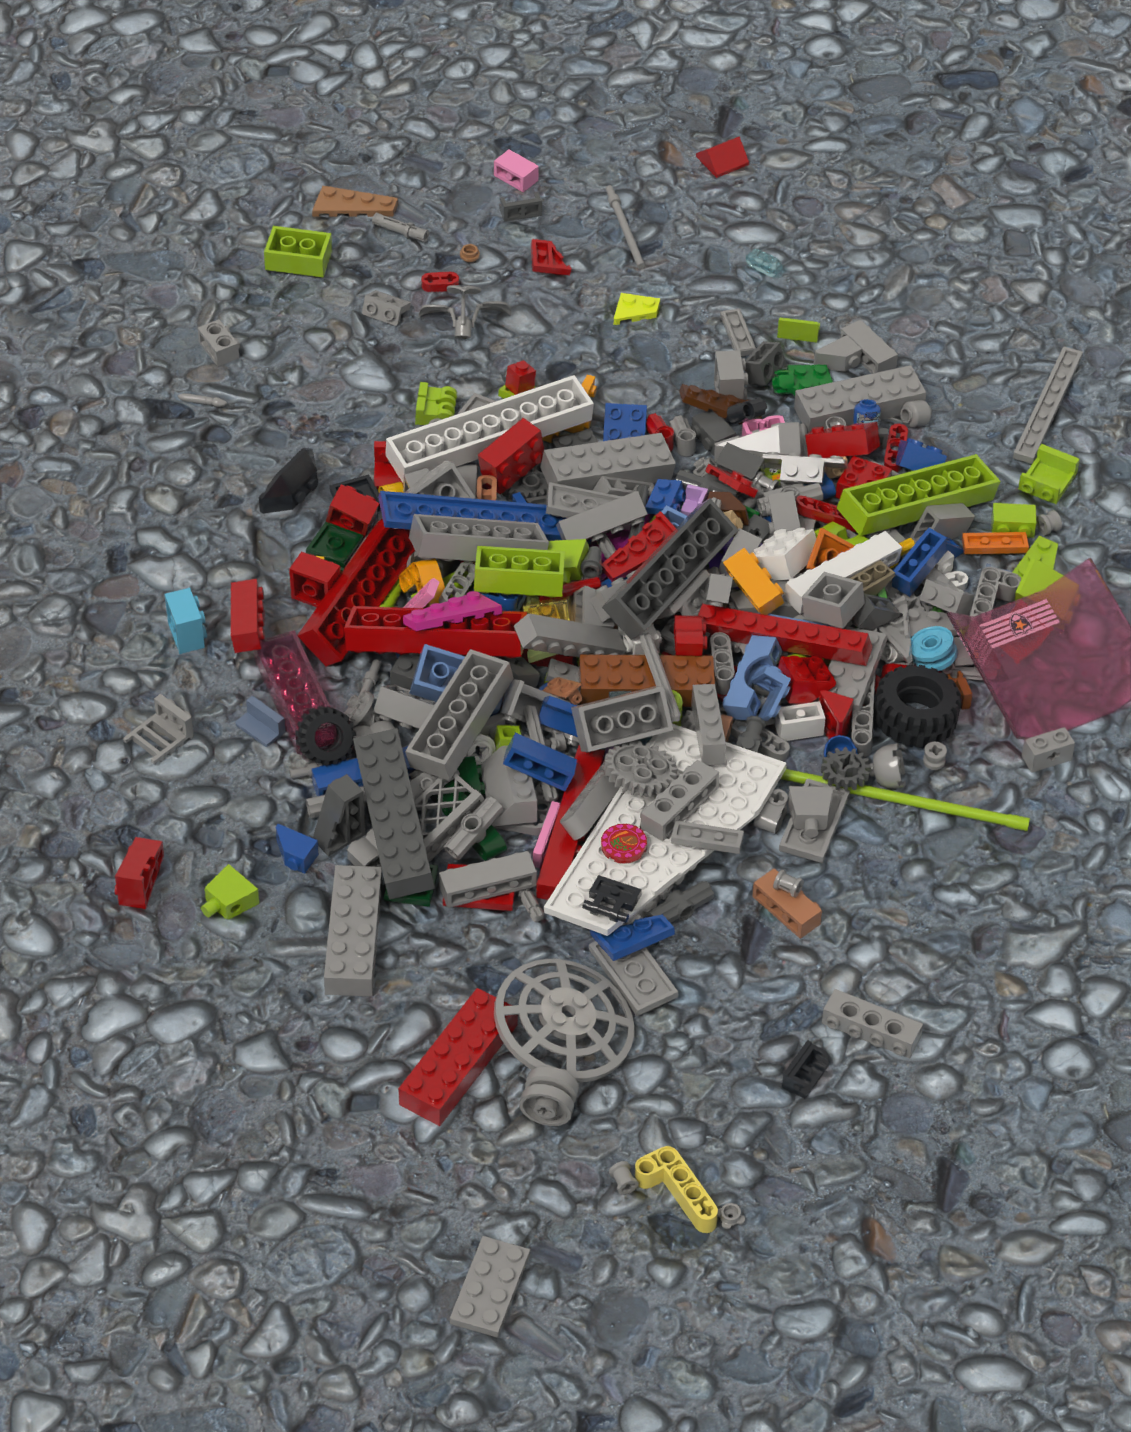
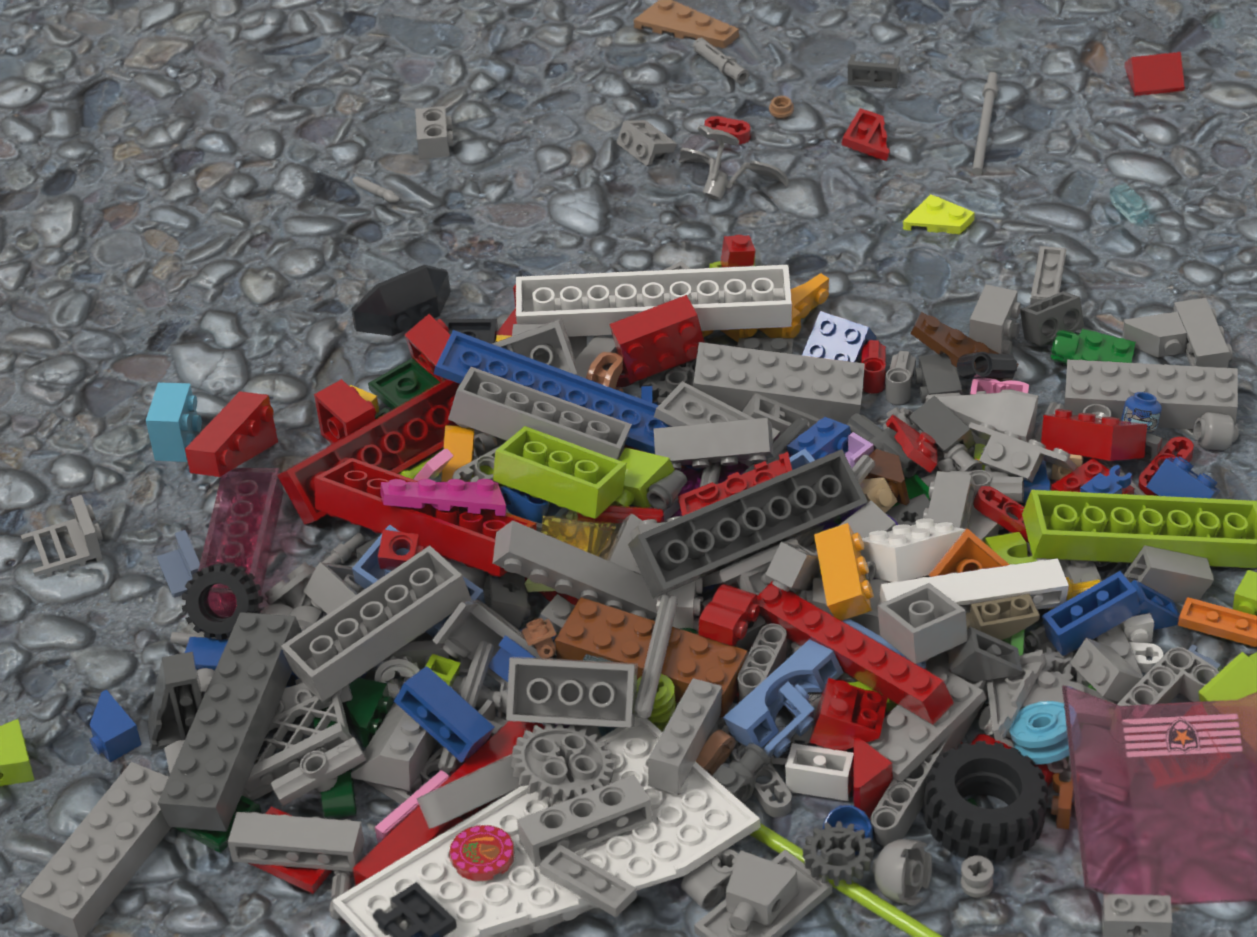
camera: 30 degrees right, 5 degrees down
(298, 251) = (583, 57): lime brick -> none
(434, 403) = (627, 256): lime legs -> none
(439, 666) = (393, 541): none -> red brick
(516, 170) = (893, 31): bright pink brick -> none
(798, 330) = (1125, 291): lime panel -> none
(876, 472) = (1111, 484): none -> blue plate

